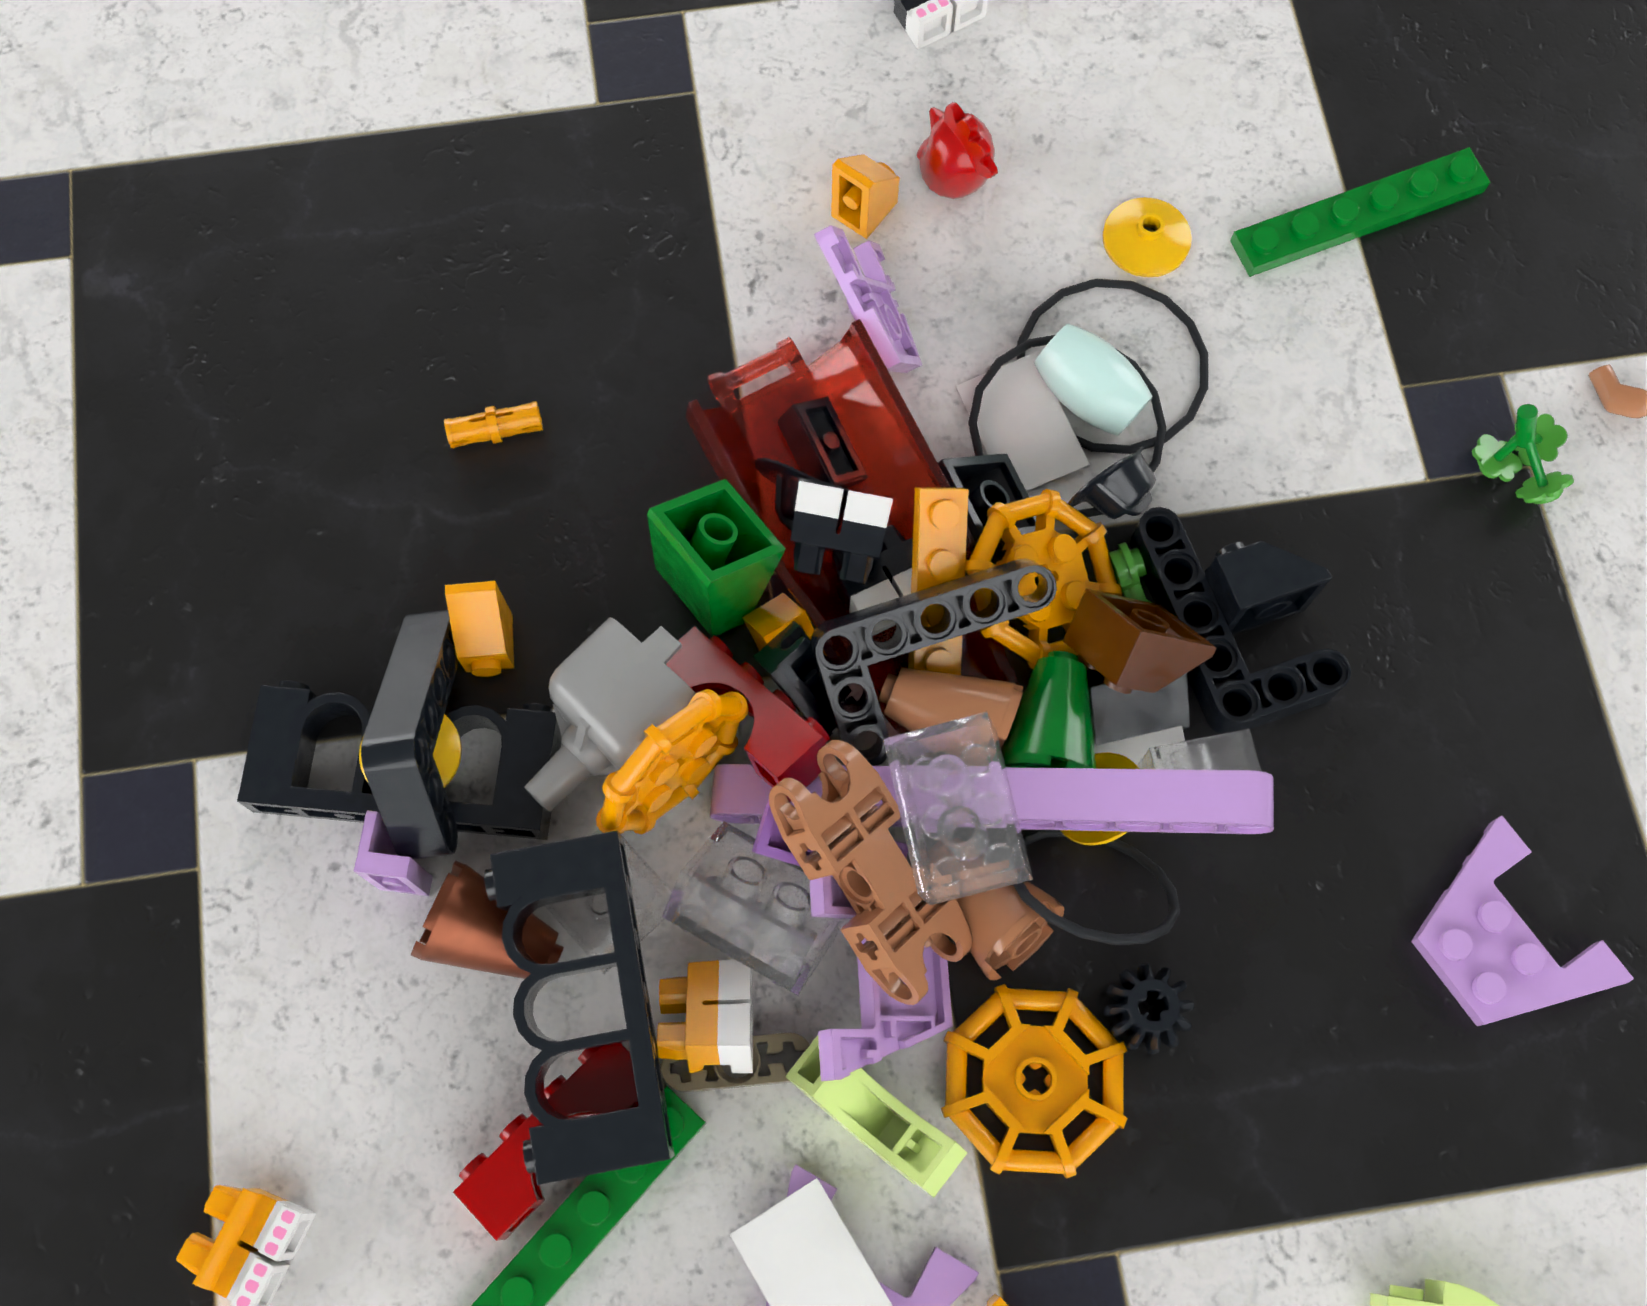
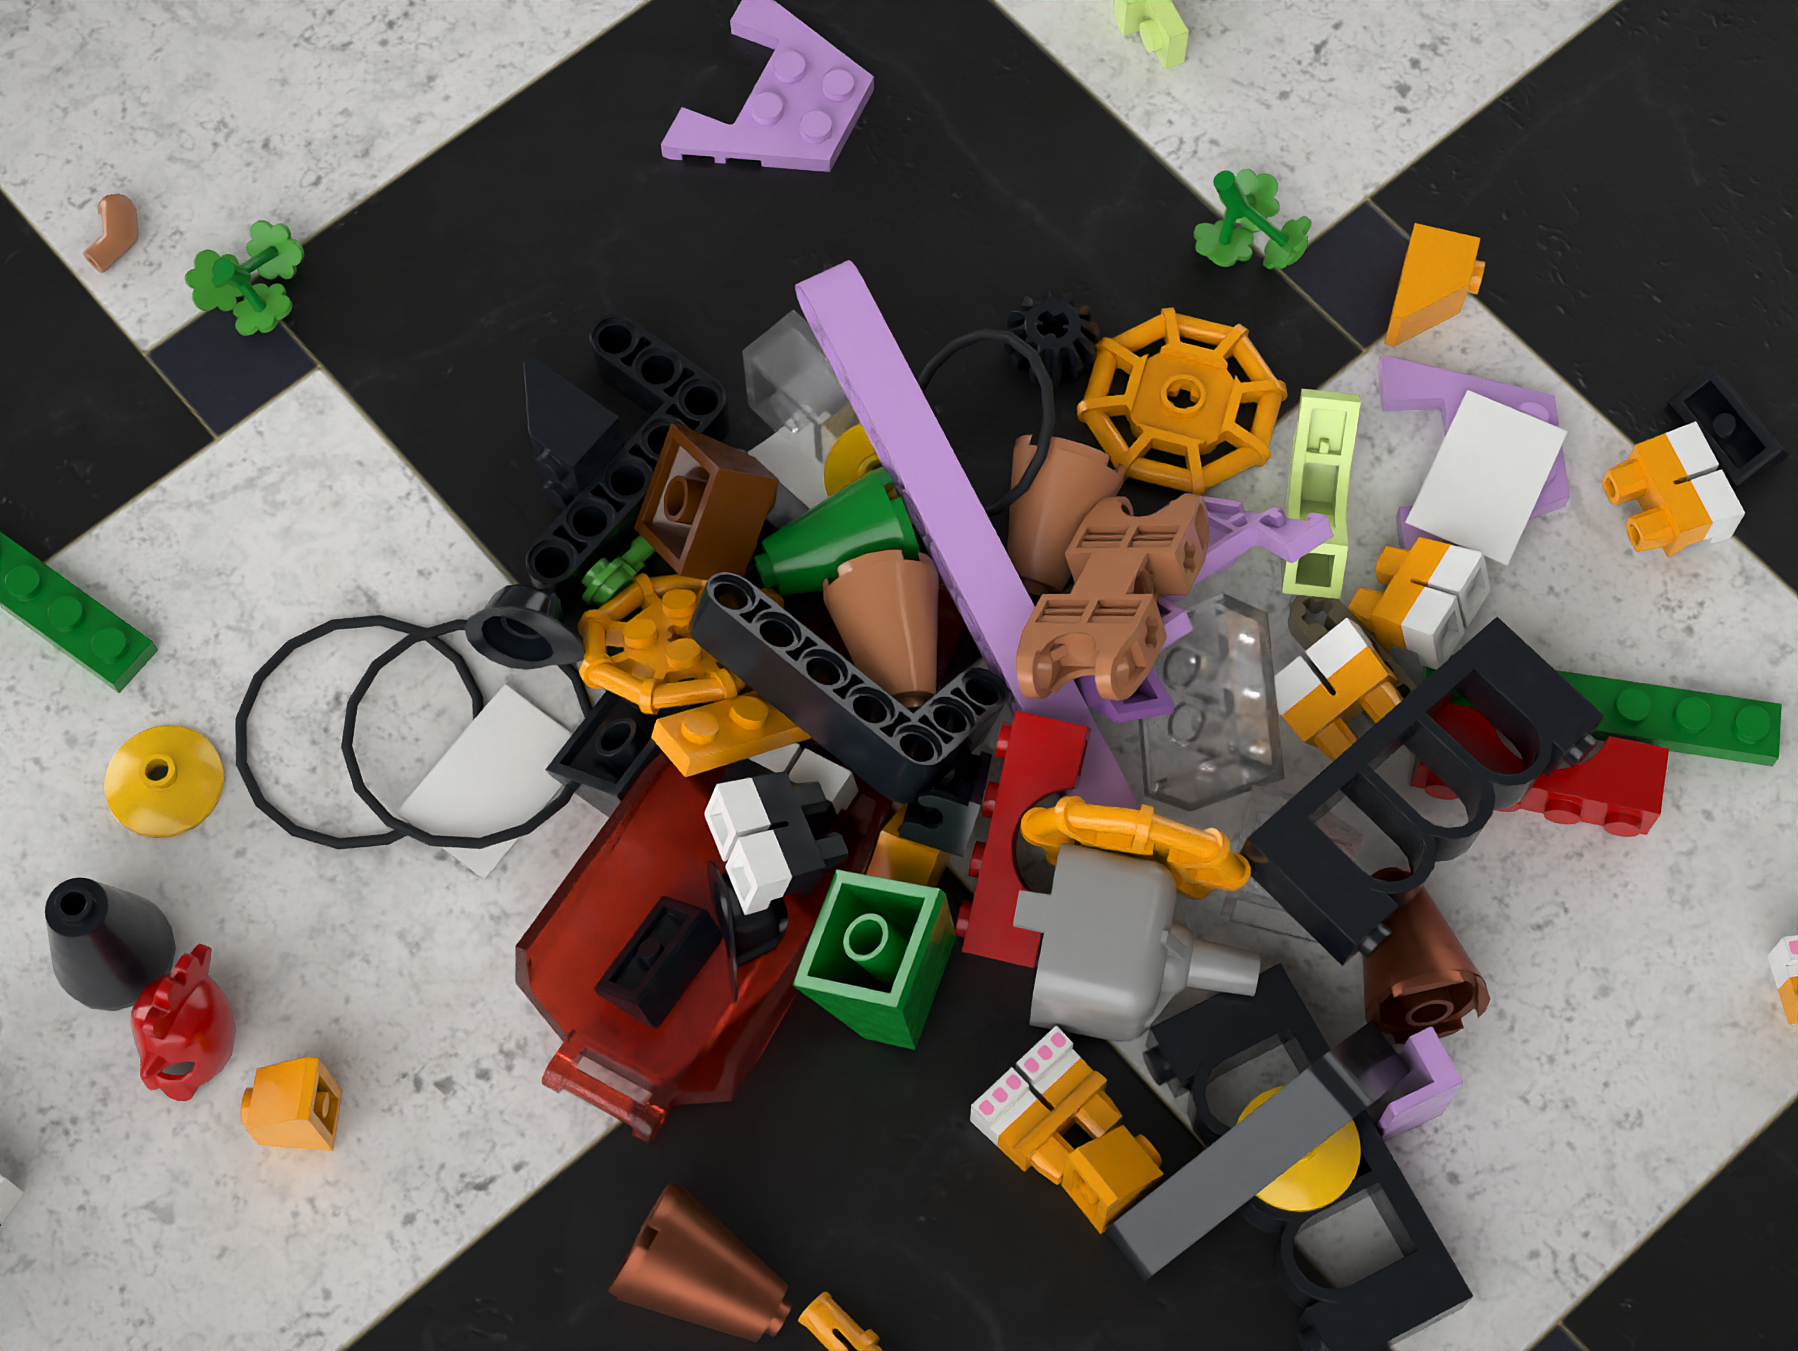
camera: 120 degrees left, 5 degrees down
(563, 616) = (1040, 1102): none -> hips
(601, 356) = (699, 1272): none -> copper cone
(758, 1162) = (1427, 598): none -> hips
(871, 297) = (452, 989): lavender wing -> none
(957, 809) = (1011, 534): clear brick -> none
(1047, 140) = (106, 943): none -> black cone
(1092, 379) = (406, 720): light aqua piece -> none
(1167, 1223) = (1249, 202): none -> bright green plant

